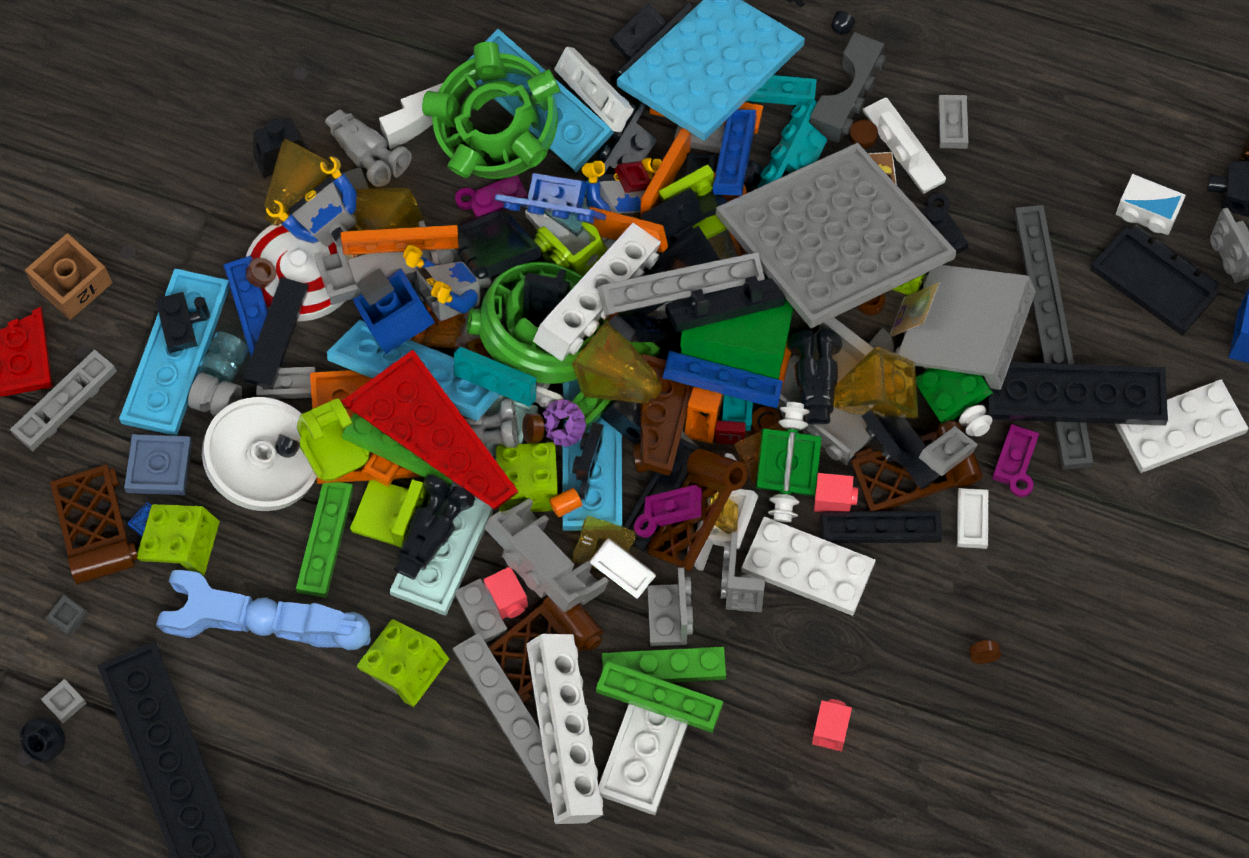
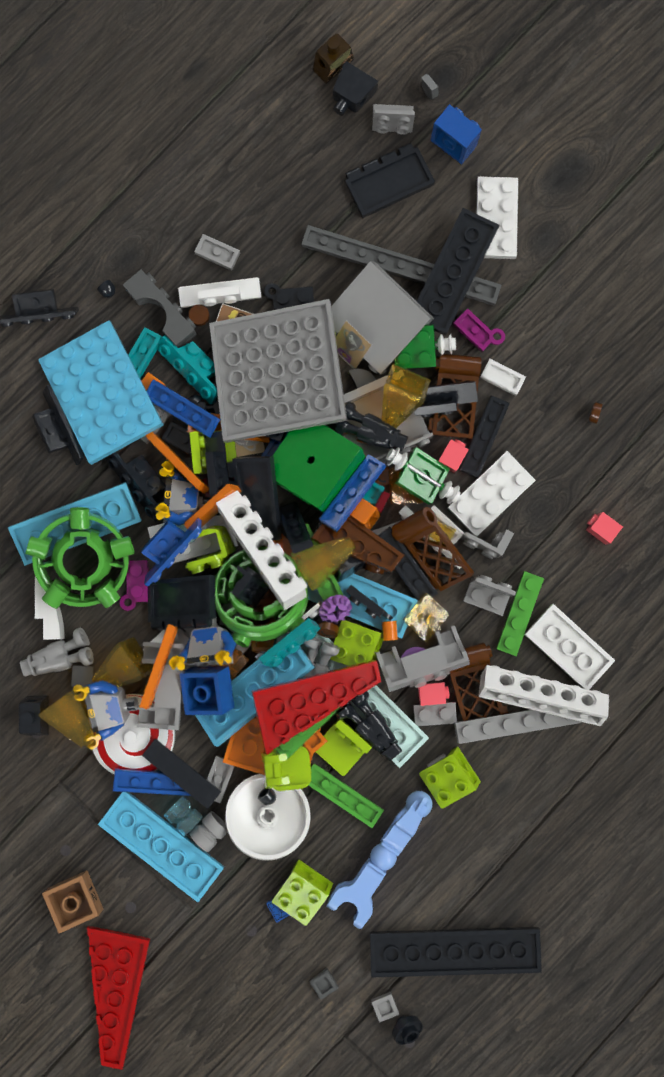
camera: 70 degrees left, 20 degrees up
(63, 400) = (168, 937): light grey hinge -> none
(99, 557) = (294, 946): reddish brown piece -> none
(158, 464) = (242, 886): sand blue plate -> none
(178, 321) = (142, 837): black plate -> none
(260, 272) = (131, 768): reddish brown tile -> none
(375, 287) = (187, 697): dark grey tile -> none
(594, 89) = (87, 481): white hinge -> none
(622, 568) = (448, 612): white tile -> none
(632, 176) = (171, 485): dark red tile -> none
(659, 696) = (546, 627): bright green plate -> none
(669, 509) = (426, 567): magenta hinge -> none
(679, 283) = (281, 492): light grey plate -> none
(724, 304) = (304, 469): black hinge -> none
(948, 451) = (465, 372): light grey plate -> none
(1150, 205) = (337, 156): white brick -> none

